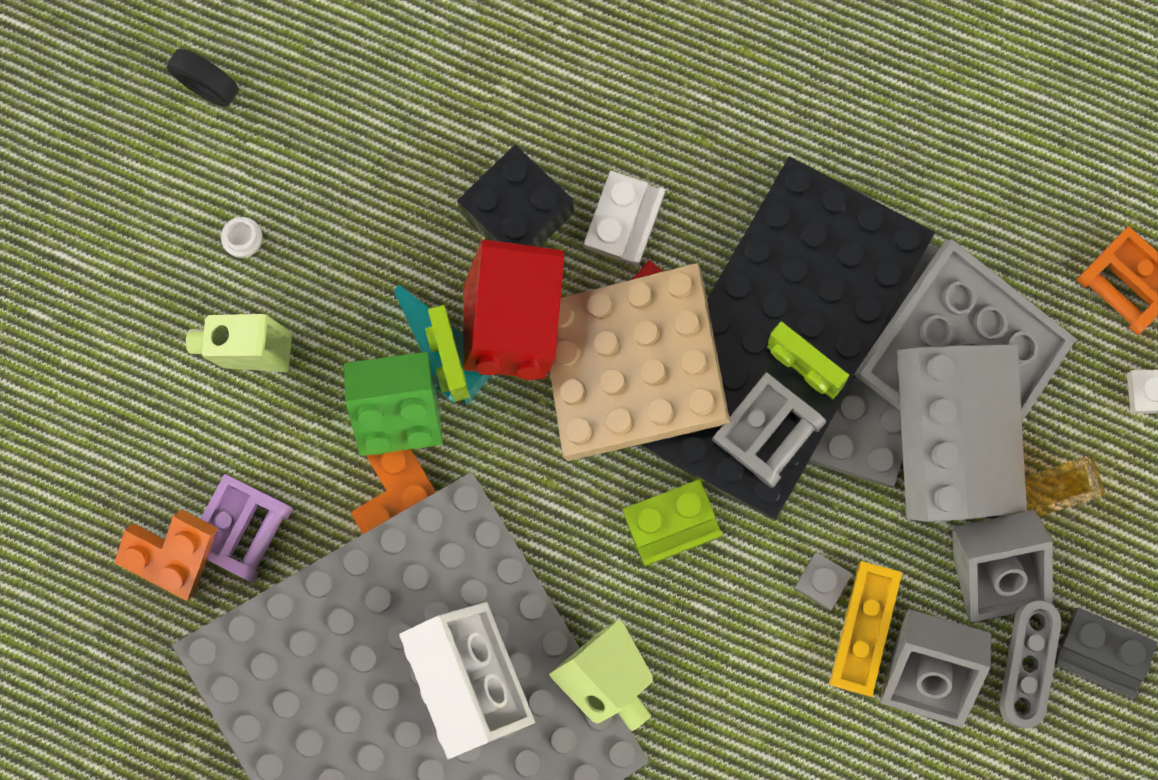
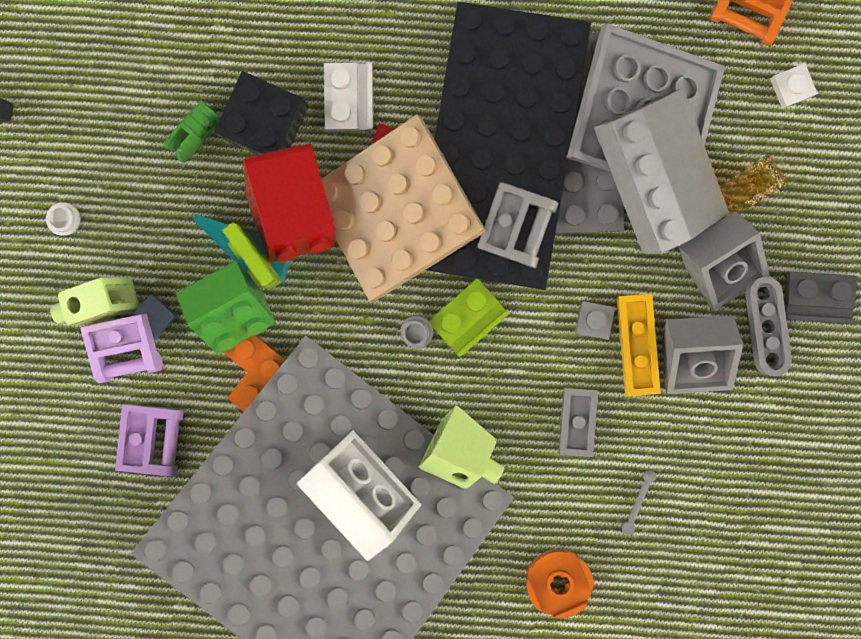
camera: 20 degrees left, 10 degrees up
(169, 562) = (109, 483): orange plate -> none
(250, 393) = (119, 337): none -> lavender plate
(300, 386) = (158, 313): none -> sand blue tile
(430, 192) = (192, 131): none -> bright green hinge
(605, 516) = (417, 331): none -> light grey plate
(760, 695) = (578, 422): none -> light grey plate
(808, 361) = (516, 158): lime plate -> none

